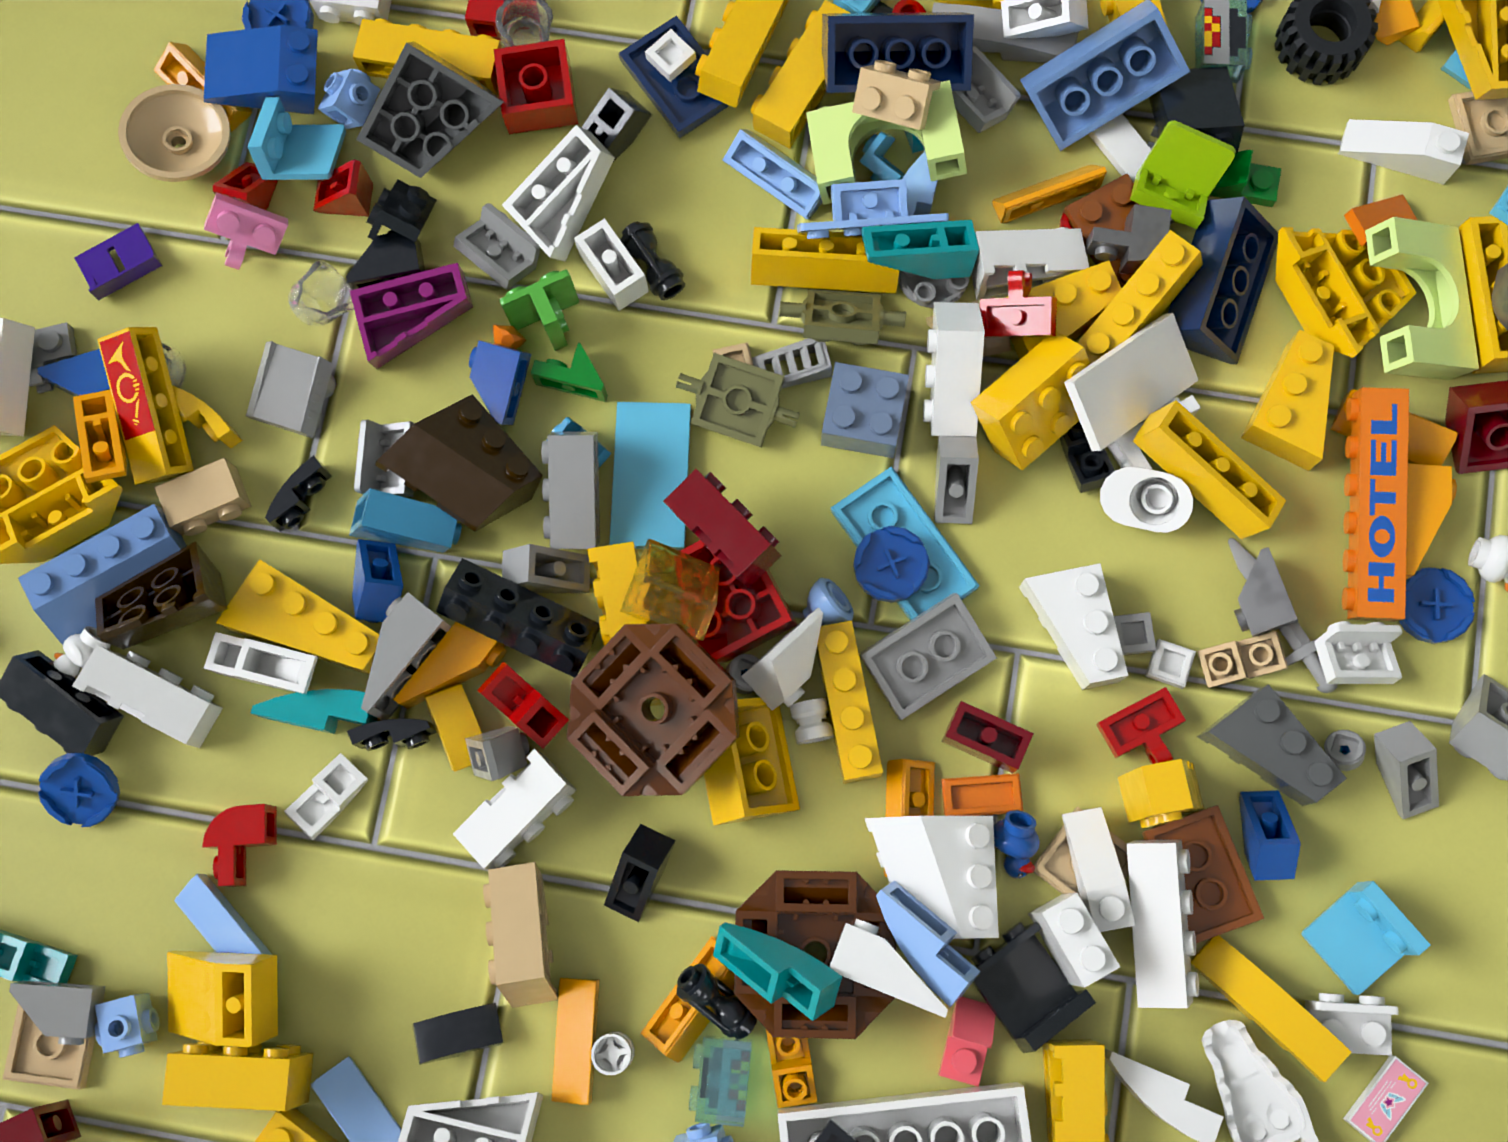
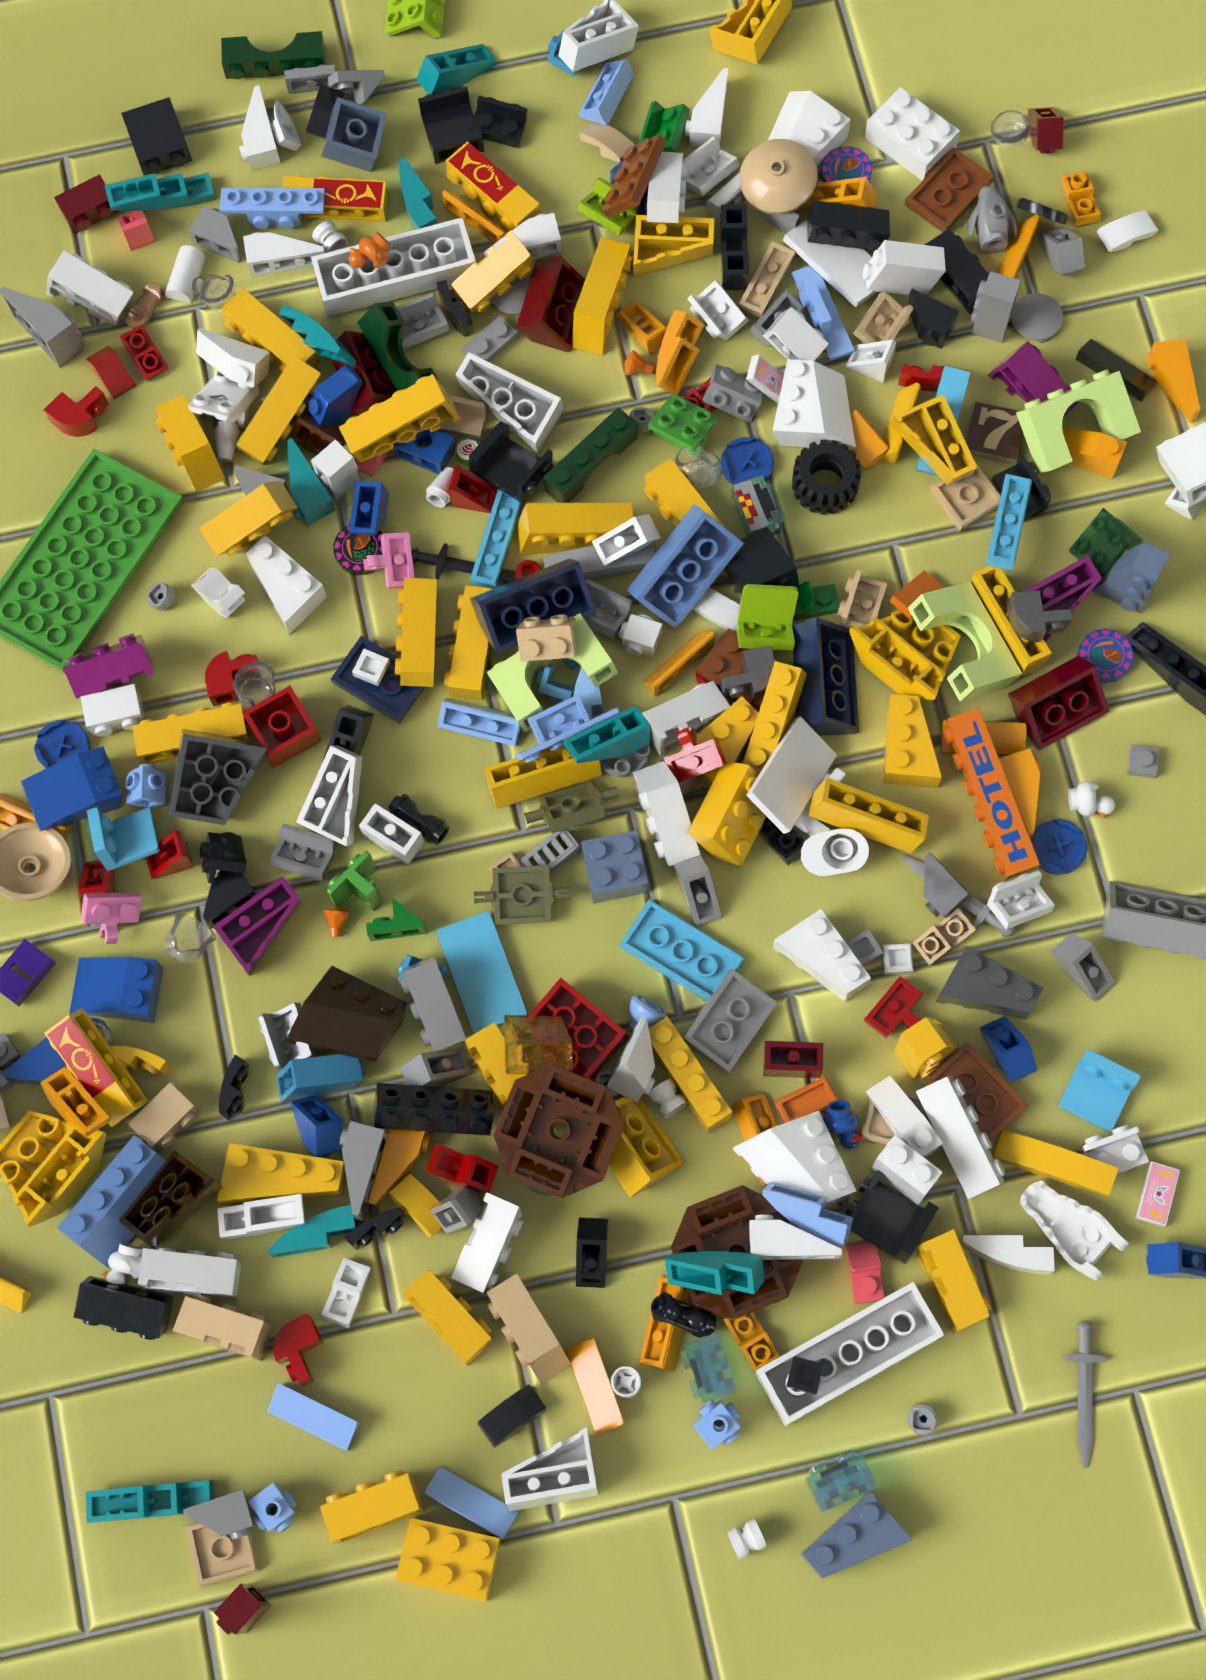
camera: 25 degrees left, 5 degrees down
(79, 789) = (165, 1360): blue tile -> none
(163, 779) = (223, 1326): none -> tan wedge
(219, 323) = (118, 988): none -> blue slope
(223, 997) = (334, 1459): yellow slope -> none
(291, 389) = (193, 1015): light grey slope -> none
(432, 878) = (449, 1316): none -> yellow wedge
(499, 378) = (344, 946): slope -> none
(724, 527) = (553, 986): dark red wedge -> none
(891, 564) = (678, 967): blue tile -> none
(1014, 141) = (641, 635): none -> white brick
(1309, 202) = (863, 600): none -> tan bracket
(1345, 749) = (1037, 969): light grey tile -> none
(1406, 147) = (912, 536): white slope -> none

